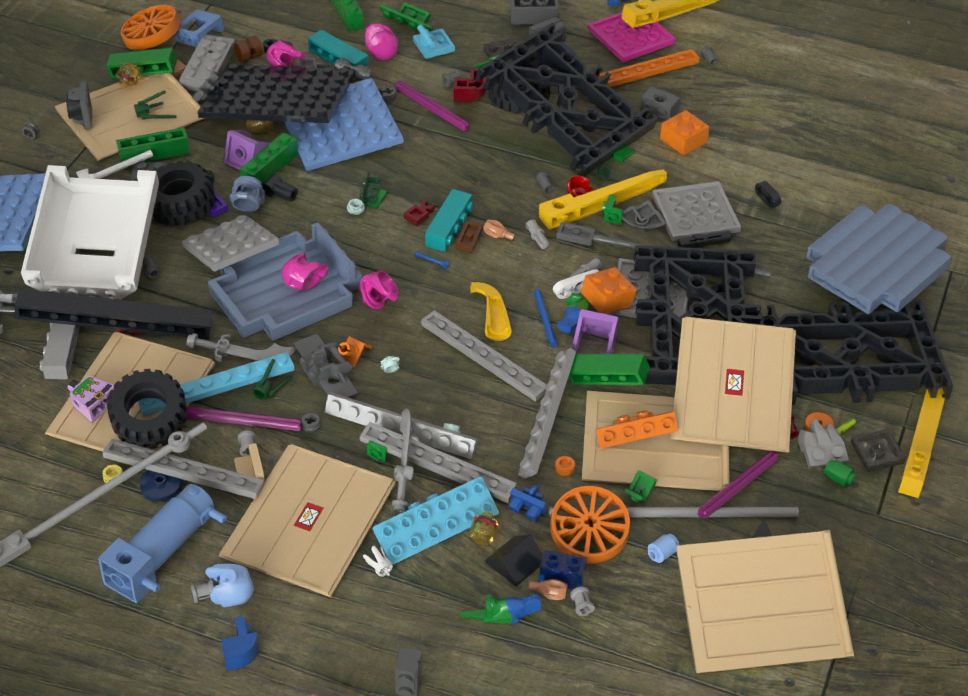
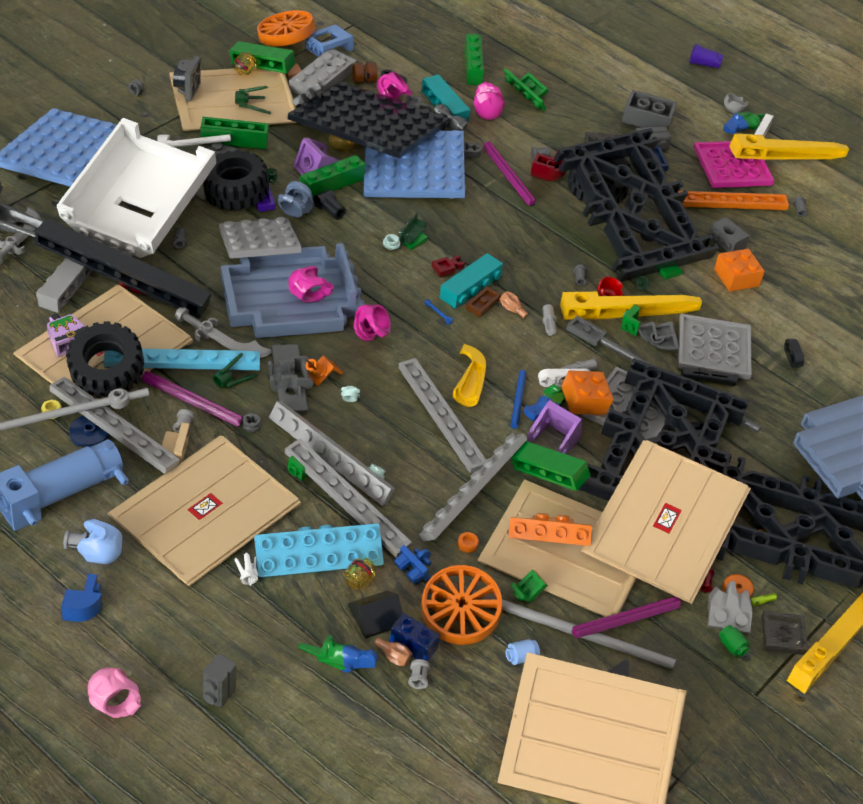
camera: 15 degrees right, 0 degrees up
(403, 472) = (310, 496): light grey sword -> none
(433, 42) = (538, 117): medium azure plate -> none

